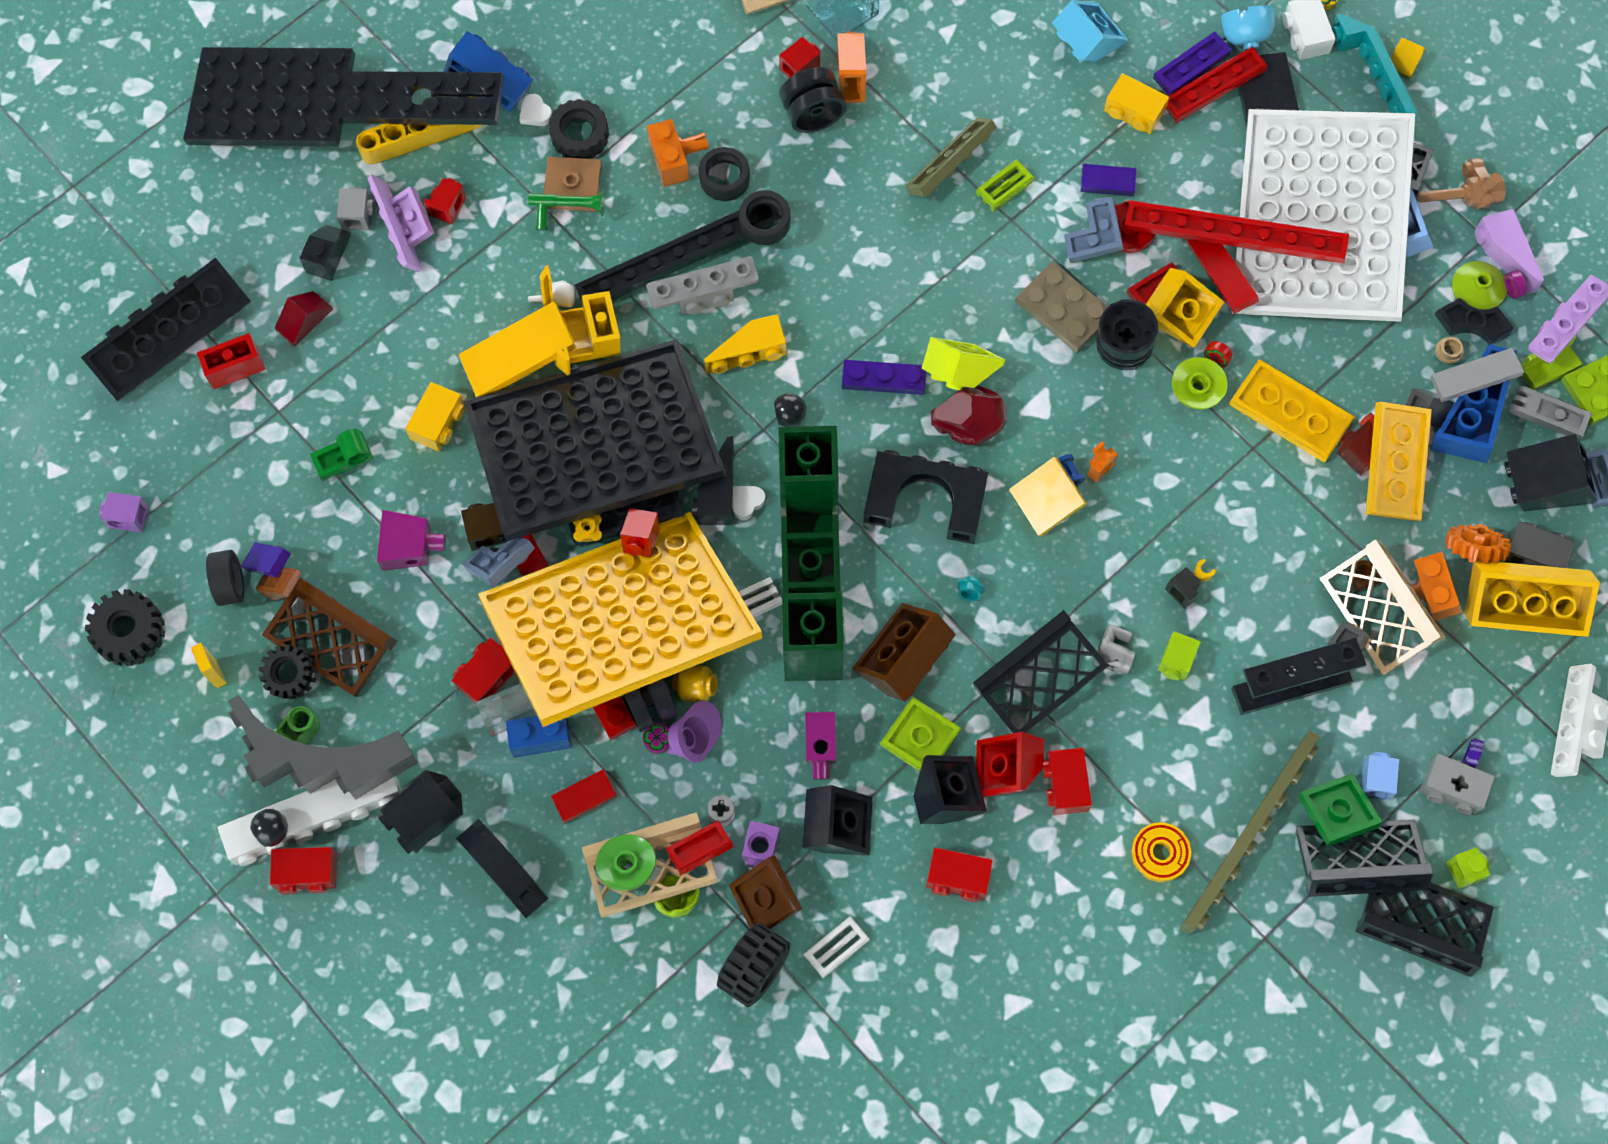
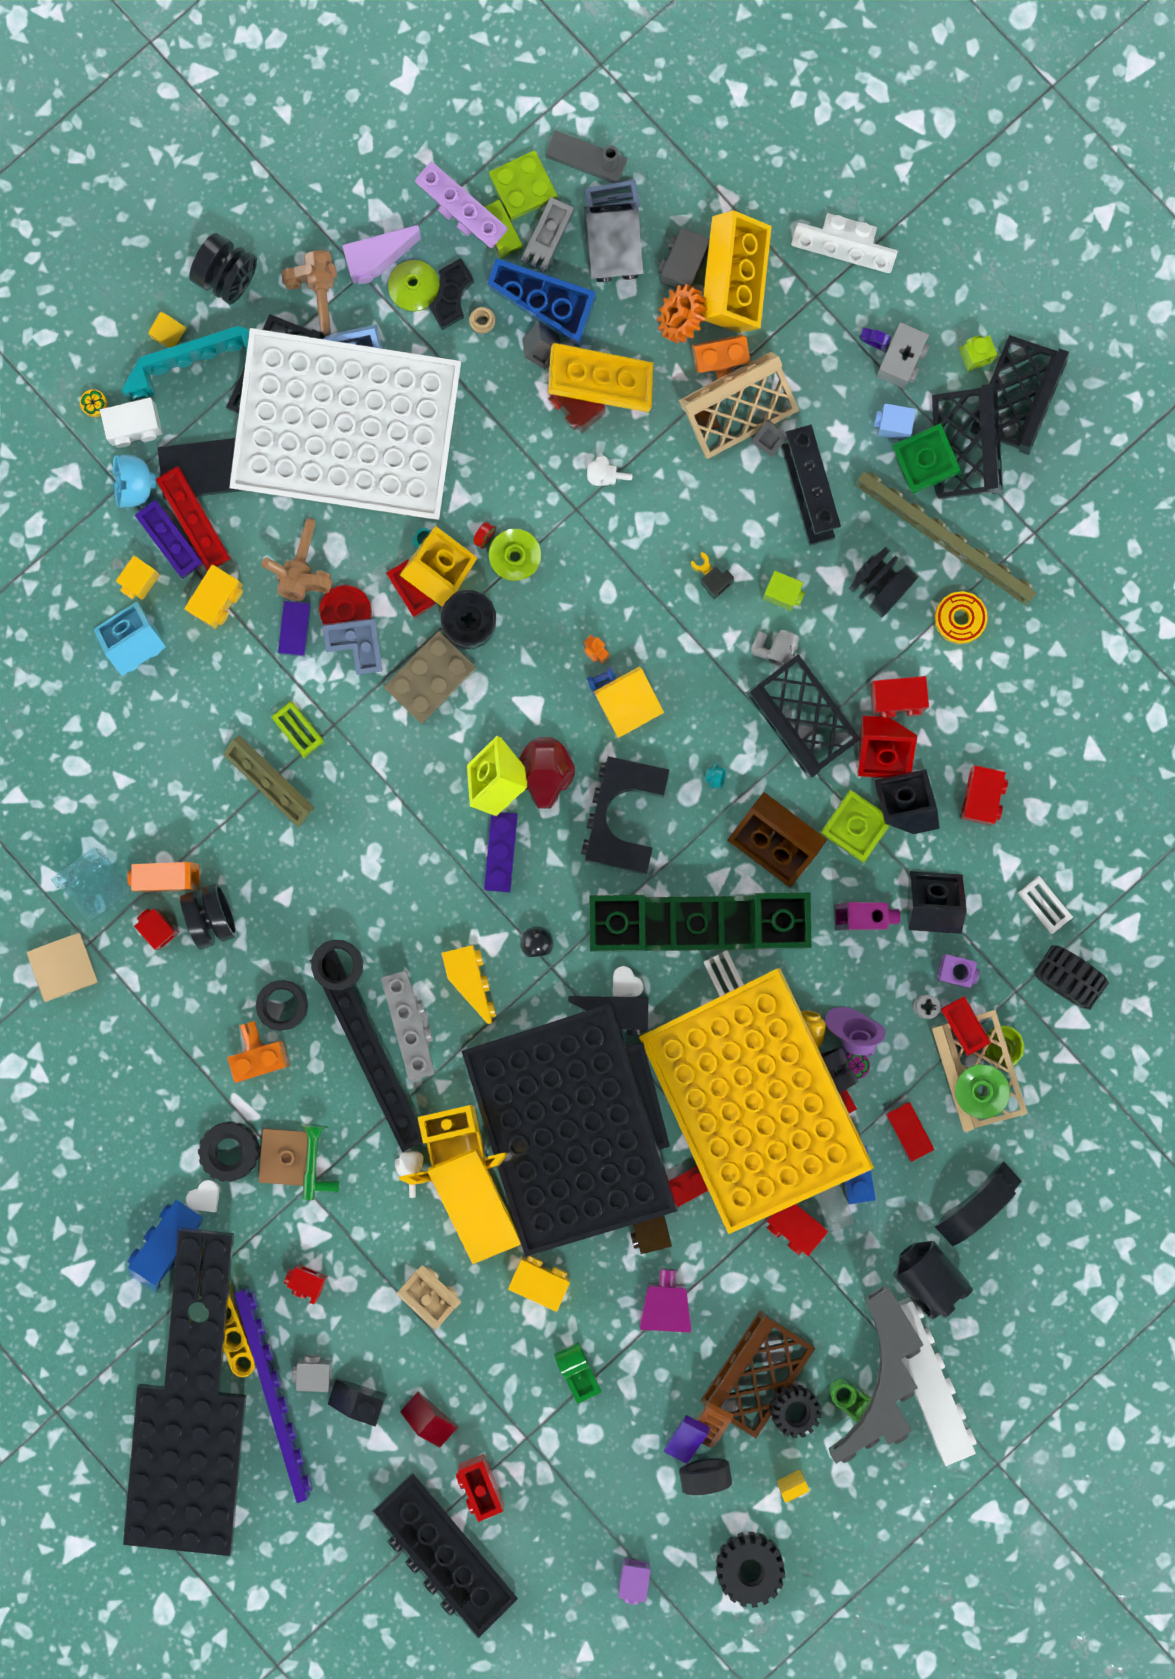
camera: 85 degrees left, 15 degrees up
(269, 827) = (951, 1417): black piece -> none
(303, 869) = (980, 1384): red brick -> none
(337, 172) = (276, 1403): none -> dark purple plate
(404, 219) = (327, 1324): lavender bracket -> none
(425, 312) = (429, 1296): none -> tan bracket
(495, 567) = (696, 1217): sand blue plate -> none
(590, 535) = (664, 1127): yellow plate -> none
(640, 532) = (669, 1083): brick -> none
(765, 894) = (1006, 967): reddish brown tile -> none
(1150, 36) = (137, 578): none -> yellow brick
(1161, 176) = (295, 575): none -> medium nougat piece
(1195, 758) = (883, 581): none -> black wheel
(1224, 274) = (395, 527): red tile -> none
(1237, 231) = (364, 508): red plate -> none
(1291, 410) = (540, 471): yellow tile -> none
(1294, 470) = (602, 473): none -> white piece
(1475, 100) = (223, 268): none -> black wheel
(1477, 374) = (520, 297): light grey tile -> none
(1515, 284) = (417, 252): magenta tile -> none

